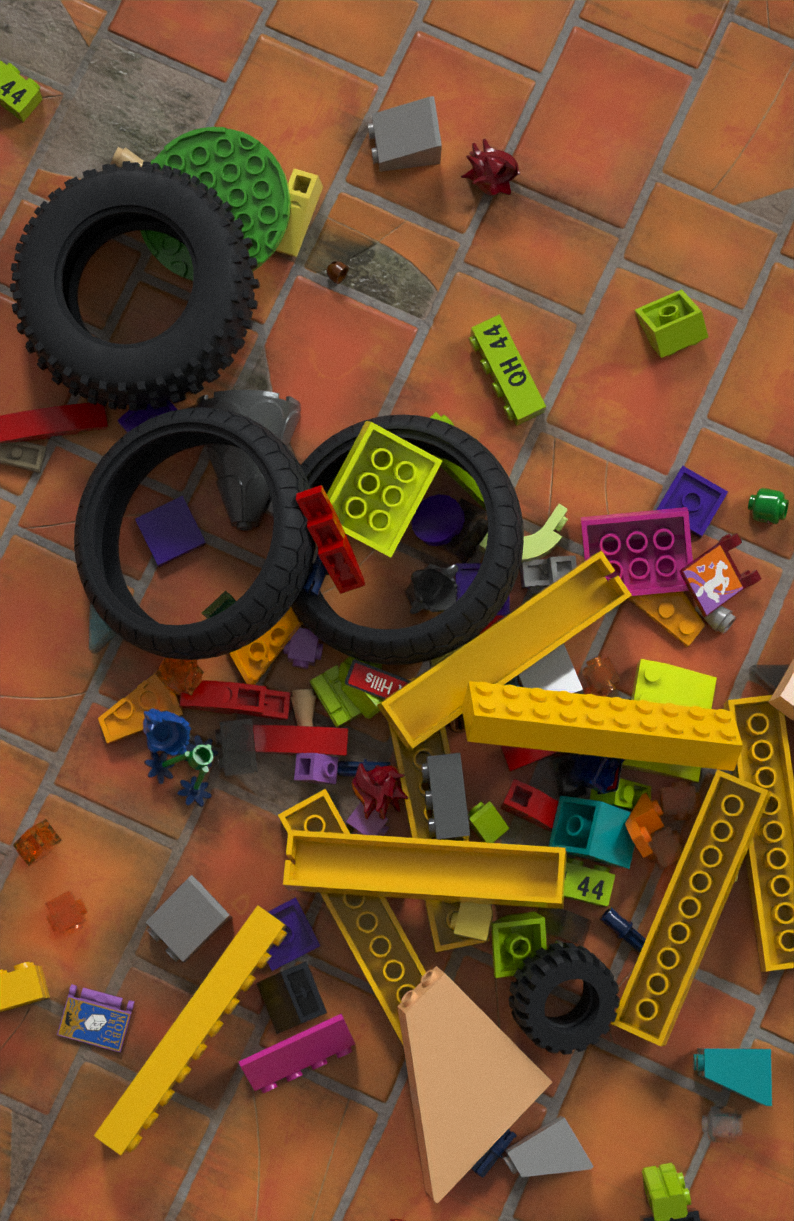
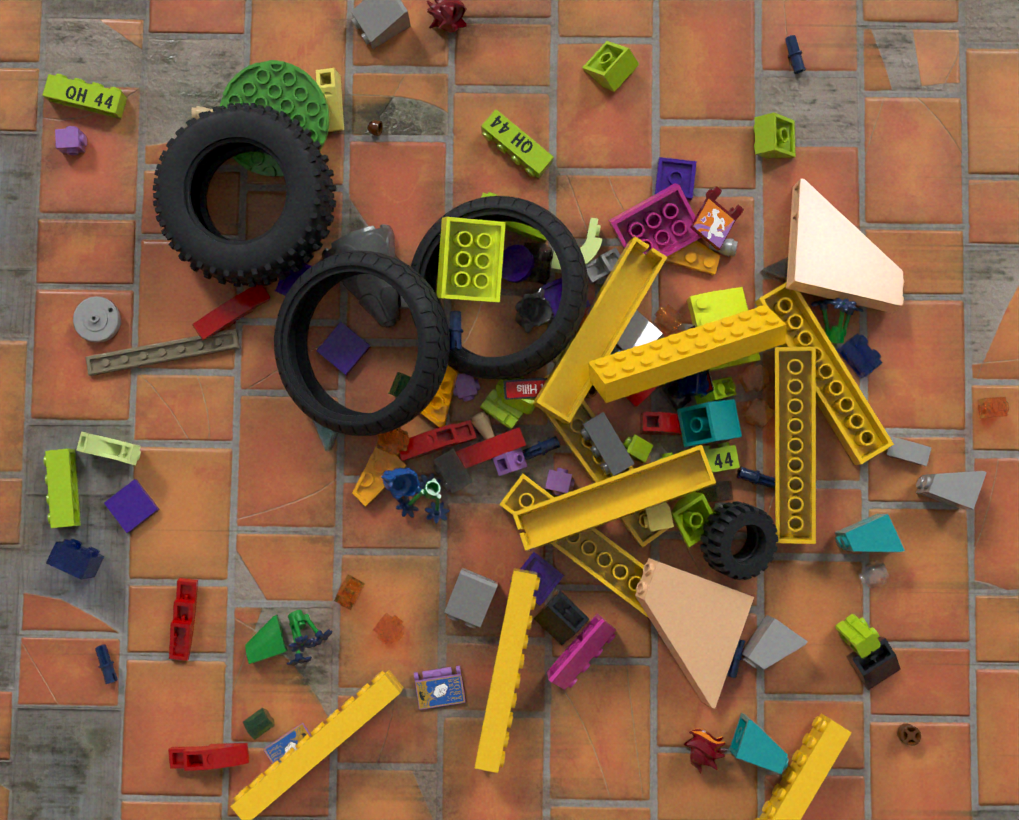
camera: 20 degrees left, 5 degrees up
(331, 539) = (454, 307): red slope -> none
(378, 789) = (557, 458): dark red hair -> none
(644, 821) = (738, 402): orange slope -> none
(768, 506) = (727, 159): green head -> none

